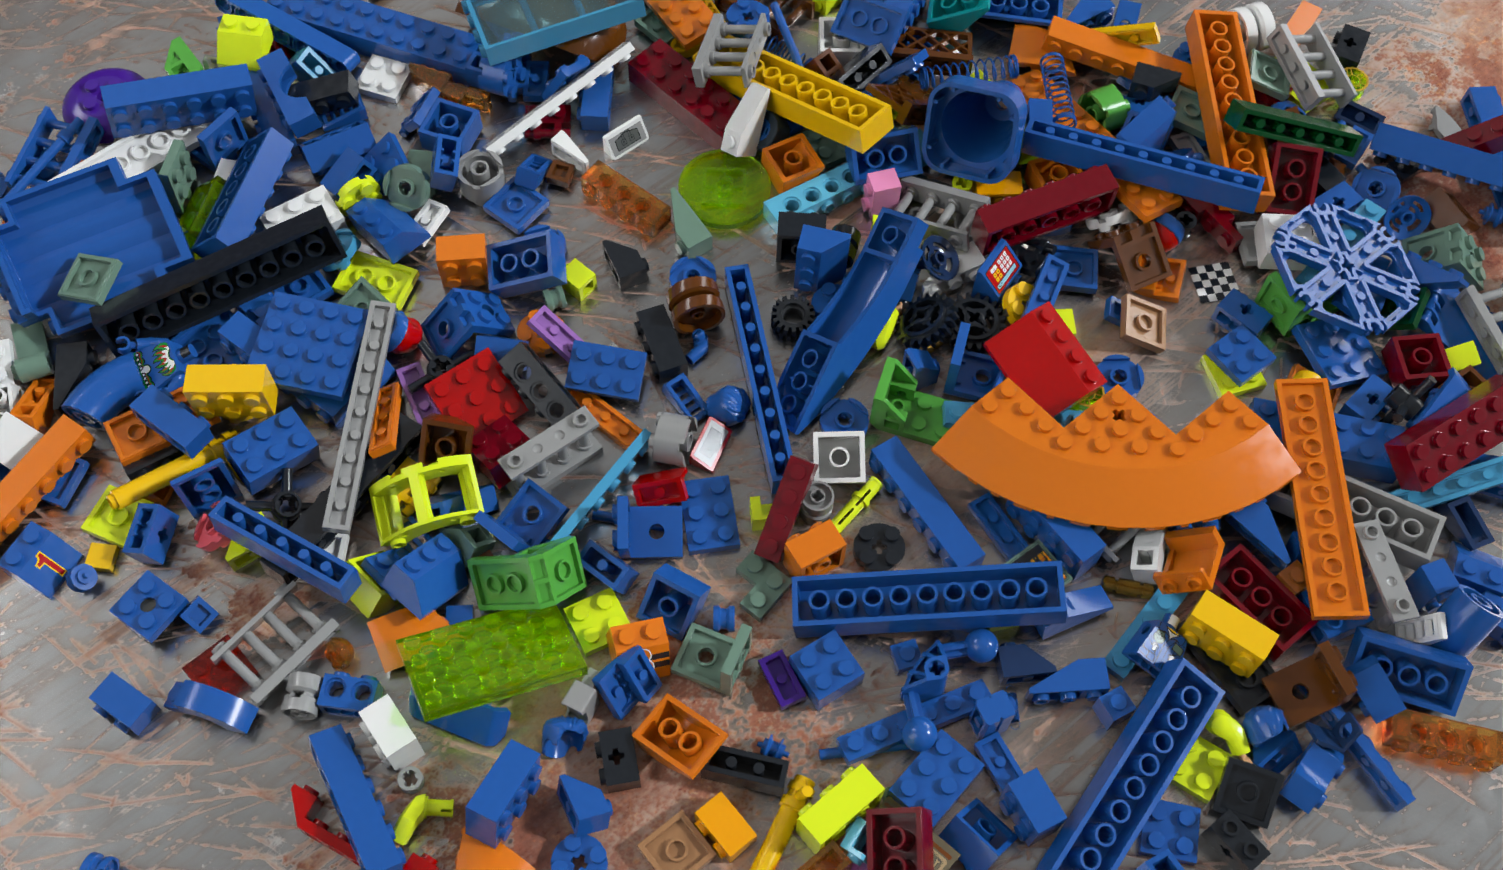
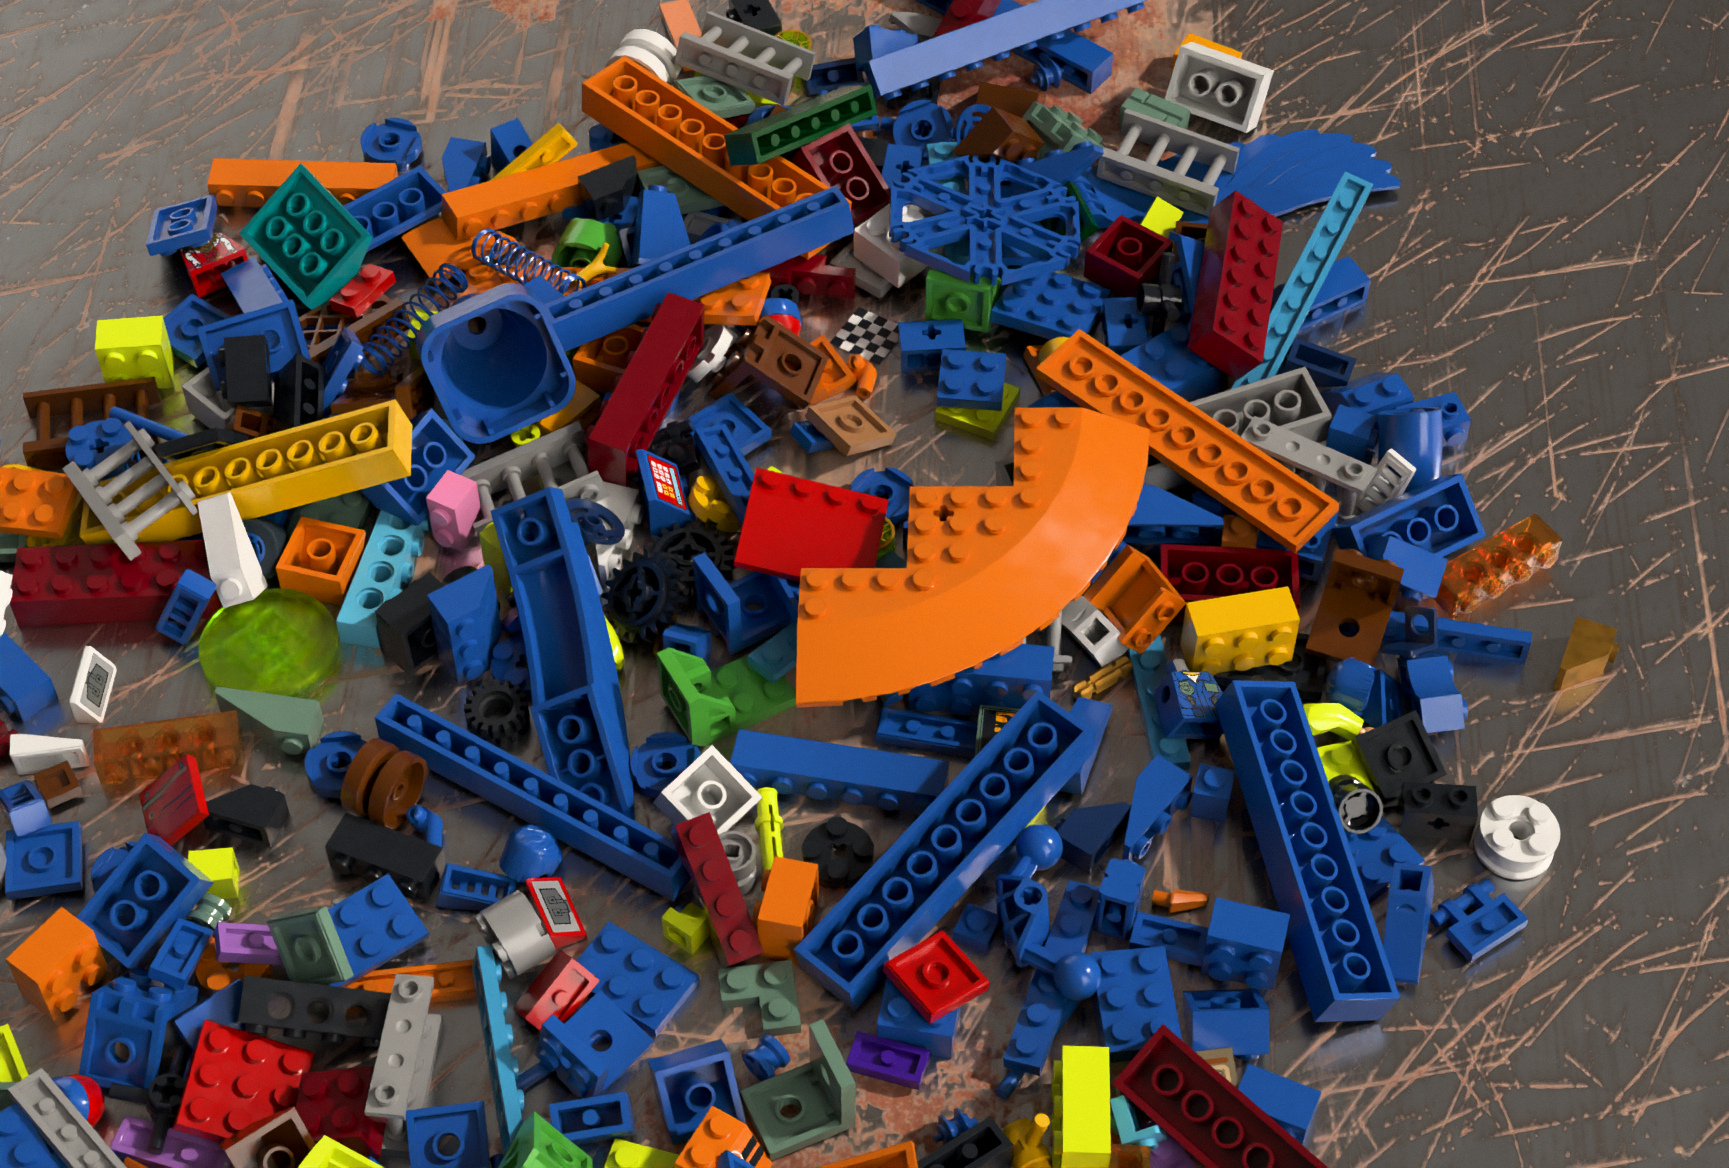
camera: 45 degrees left, 10 degrees down
(516, 305) = (180, 953): none -> blue plate
(568, 355) = (310, 947): none -> sand green plate
(595, 229) = (174, 801): none -> red tile
(705, 131) = (195, 589): none -> blue slope
(786, 53) = (198, 443): none -> black tile
(843, 661) = (936, 976): none -> red tile
(850, 33) = (247, 371): none -> black brick
(962, 37) = (362, 290): none -> red plate
(1031, 748) = (1180, 899): none -> orange bar
(1093, 120) = (596, 266): none -> yellow bar
(1185, 792) = (1356, 804): none -> black wheel
(1186, 301) = (864, 373): none -> orange arm
(1404, 116) = (877, 42): none -> blue slope
(1413, 229) = (1002, 137): none -> reddish brown slope
(1440, 843) = (1586, 653): none -> pearl gold slope

